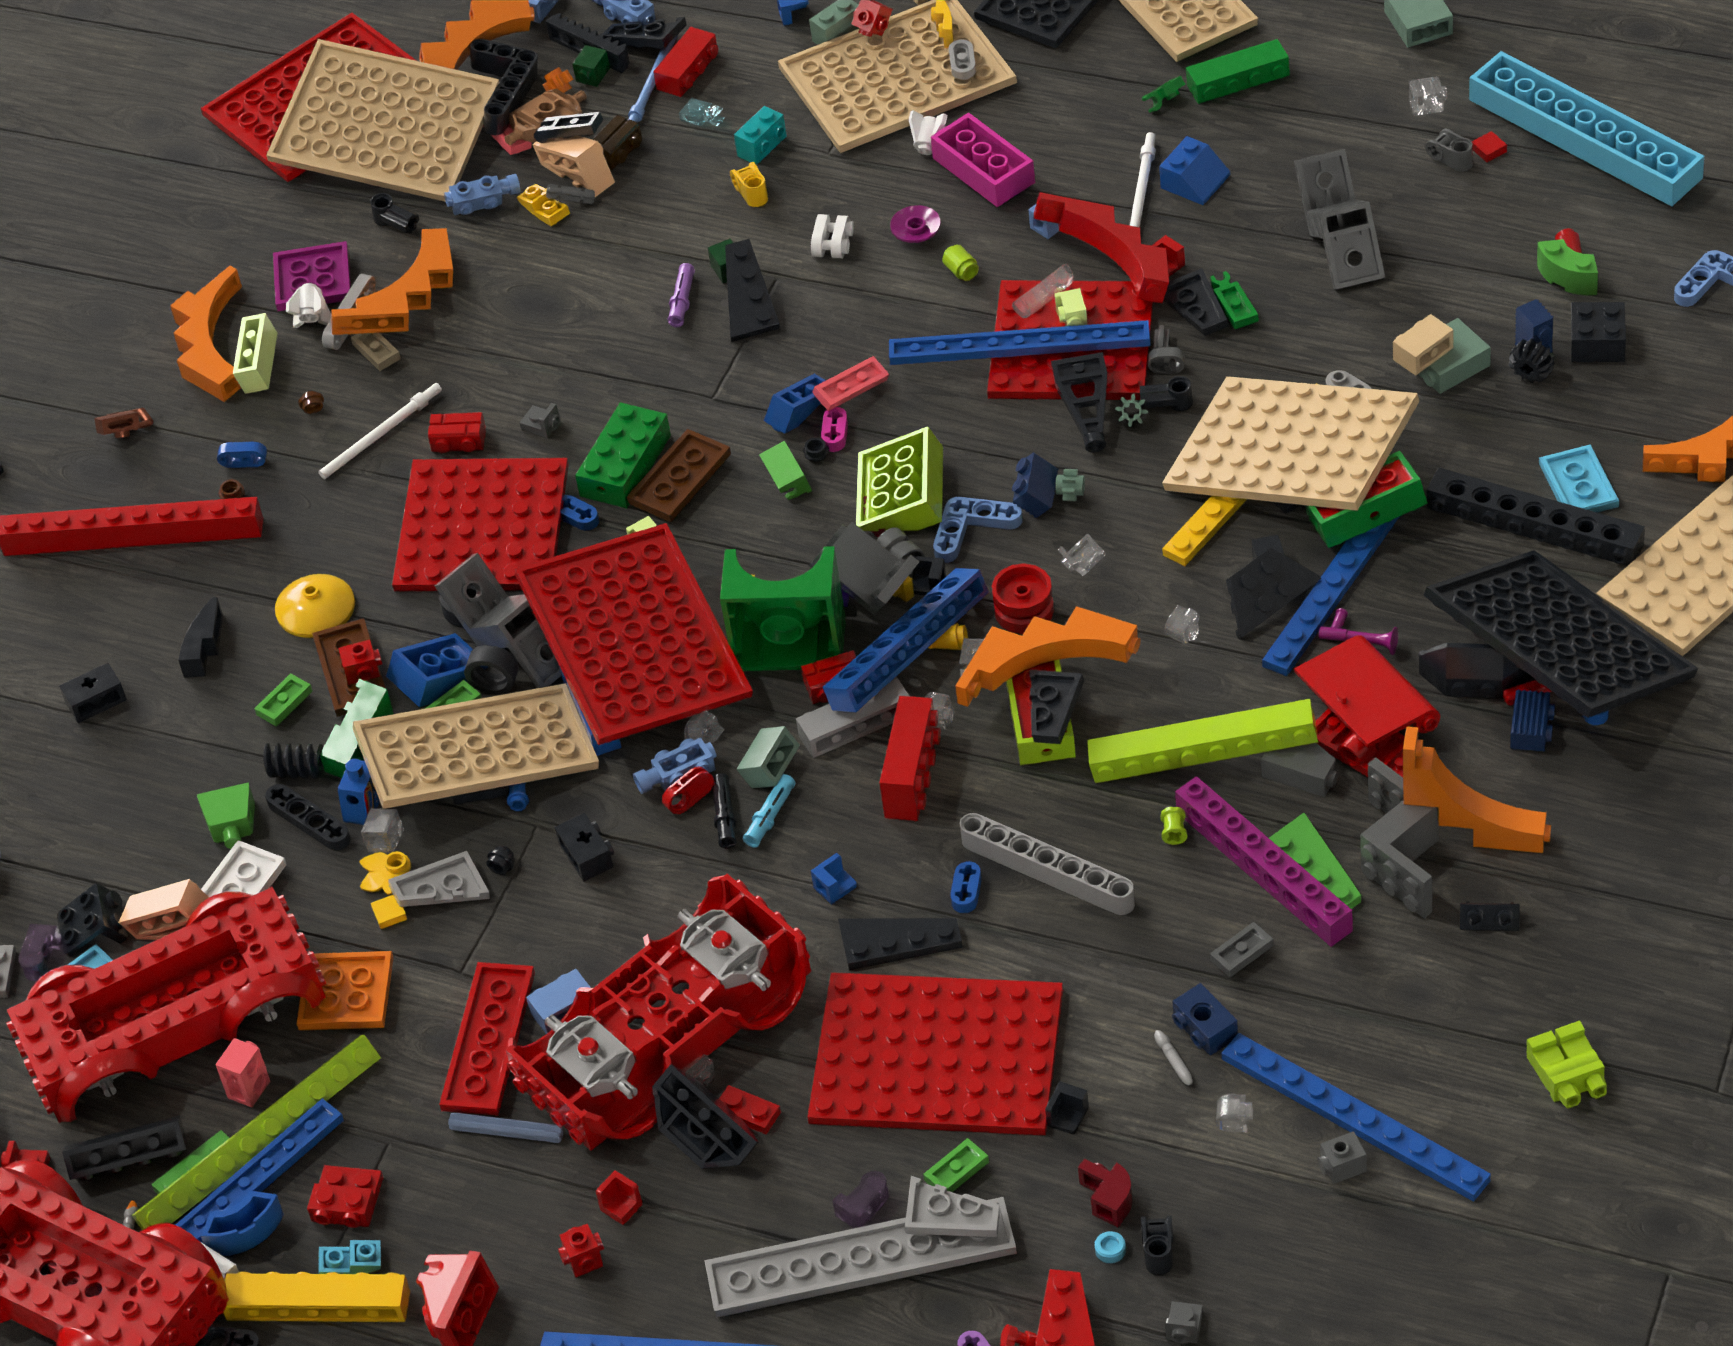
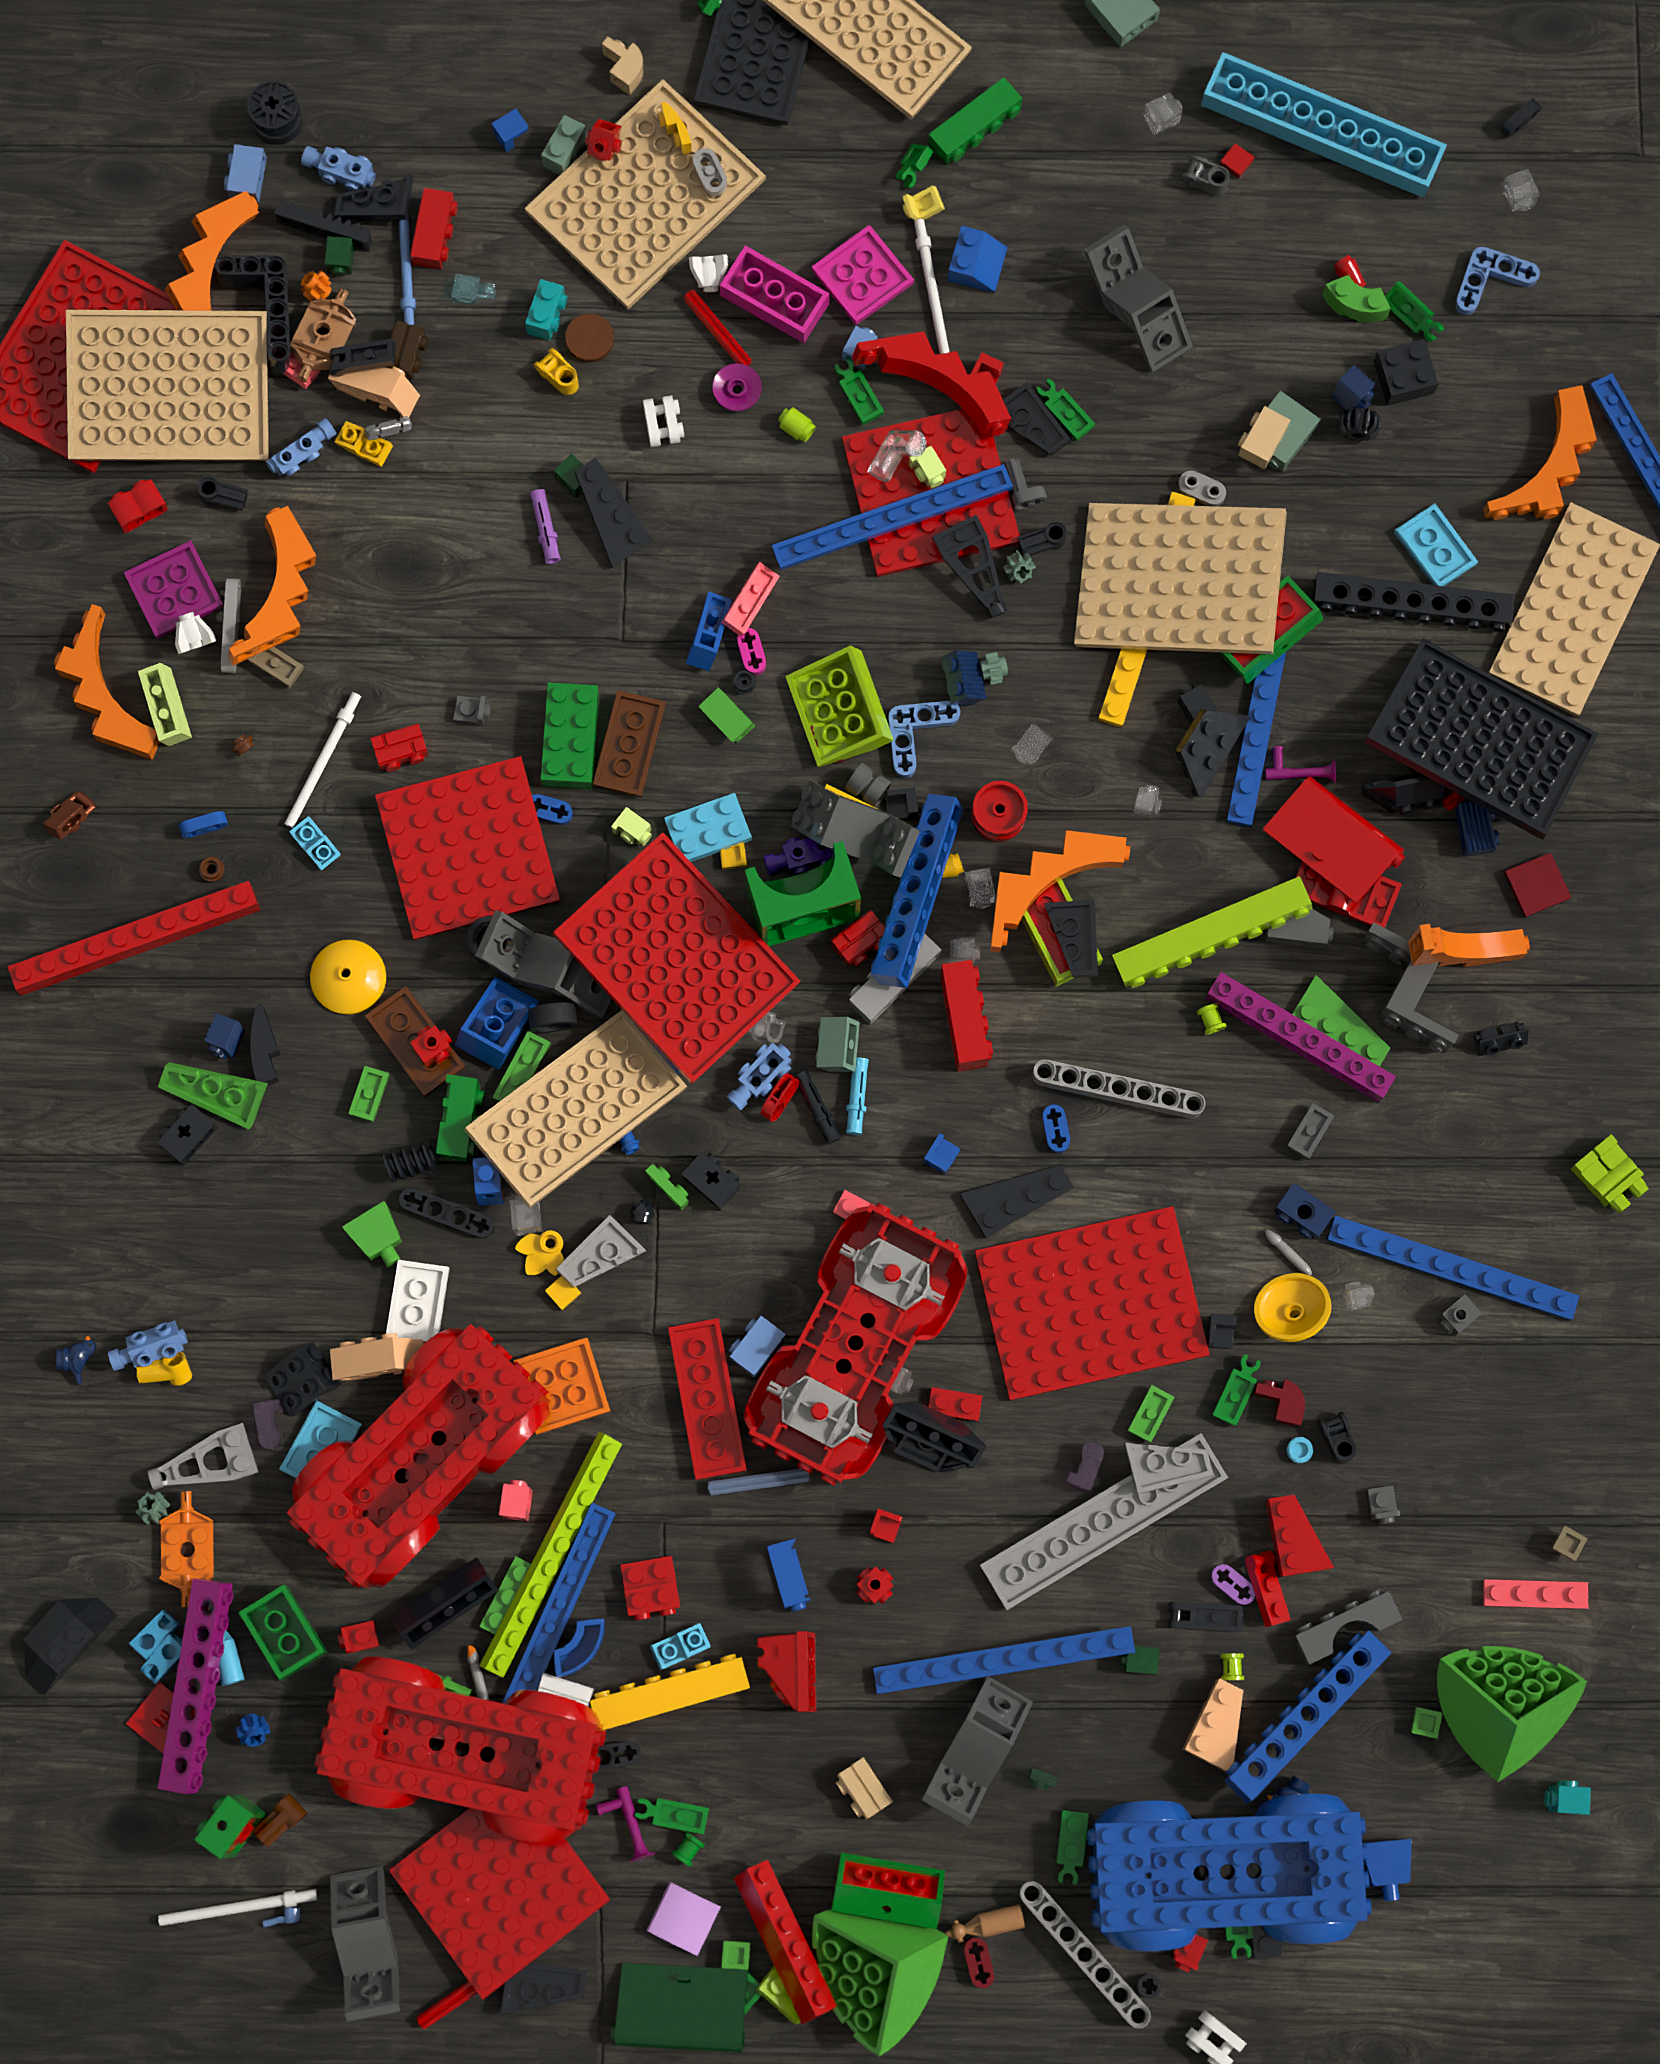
camera: 30 degrees left, 30 degrees up
(139, 664) = (219, 1093): none -> bright green wing
(167, 615) = (224, 1037): none -> dark blue brick
(312, 209) = (137, 505): none -> red brick
(338, 491) = (314, 843): none -> medium azure slope
(492, 1208) = (789, 1575): none -> blue window
(534, 834) = (674, 1193): none -> bright green plate
(707, 556) = (708, 828): none -> medium azure plate
(793, 166) = (589, 337): none -> reddish brown tile
(917, 179) = (716, 328): none -> red axle
(1032, 251) = (859, 394): none -> green plate
(1059, 1171) = (1236, 1393): none -> green plate
(1077, 164) = (862, 275): none -> dark pink plate
(1153, 1100) = (1288, 1297): none -> yellow dish
(1159, 123) = (923, 204): none -> light yellow bracket
(1583, 788) = (1537, 885): none -> dark red tile
(1623, 286) = (1412, 311): none -> green plate

